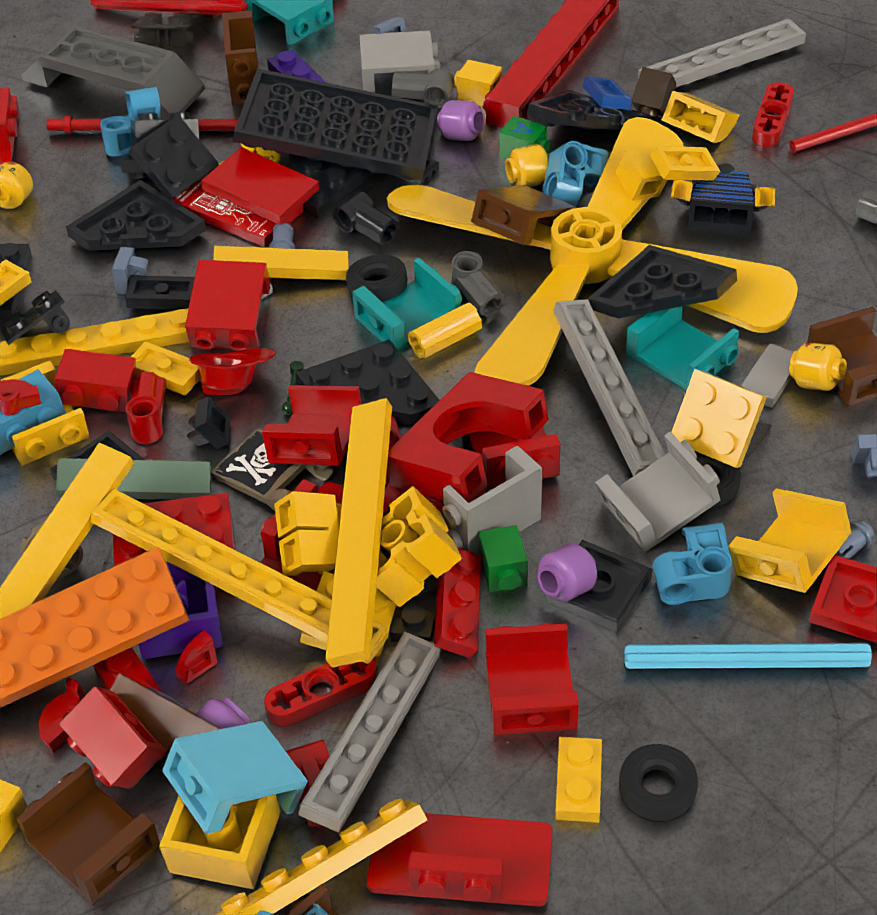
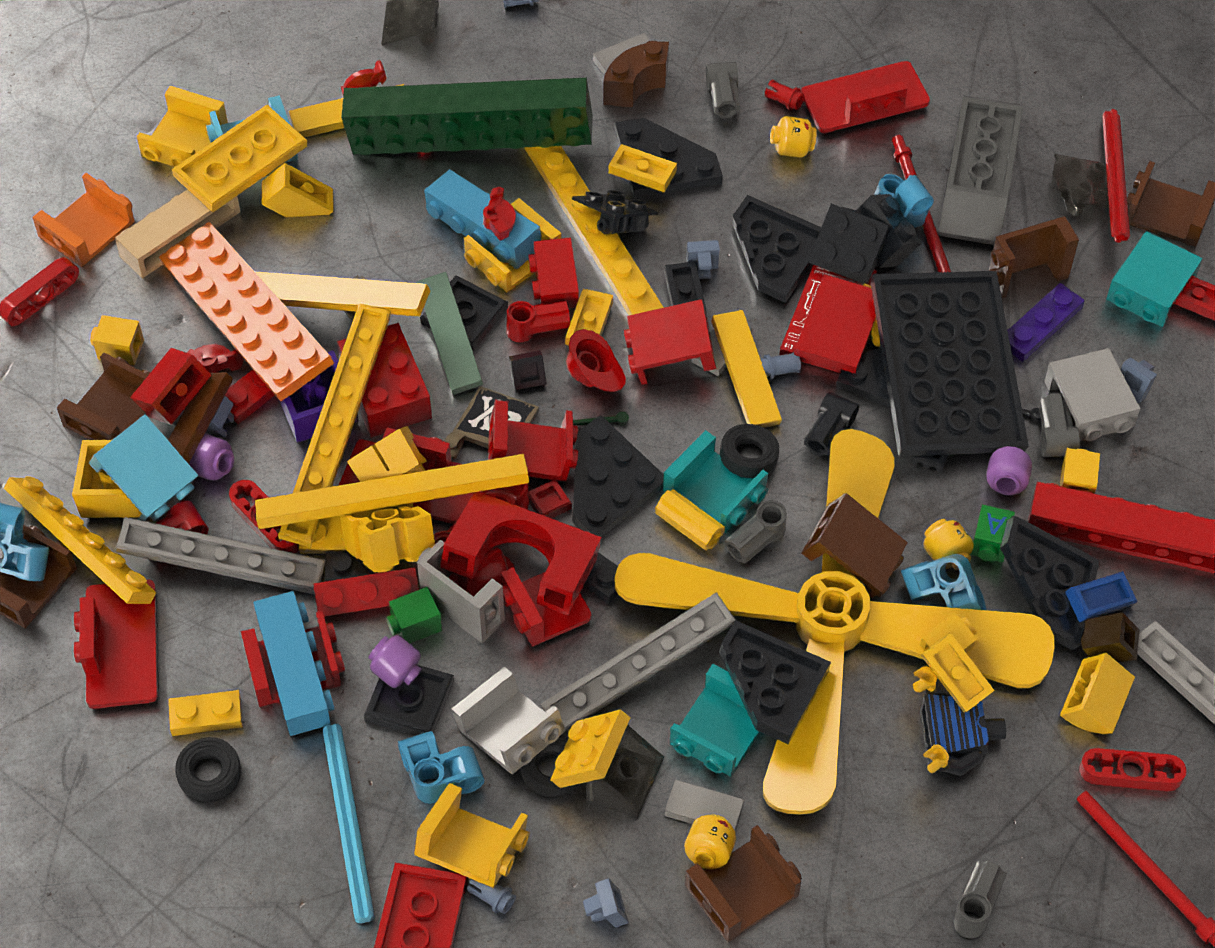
camera: 75 degrees right, 10 degrees up
(196, 658) = (278, 427): red tile -> none
(588, 665) = (292, 663): none -> dark azure brick

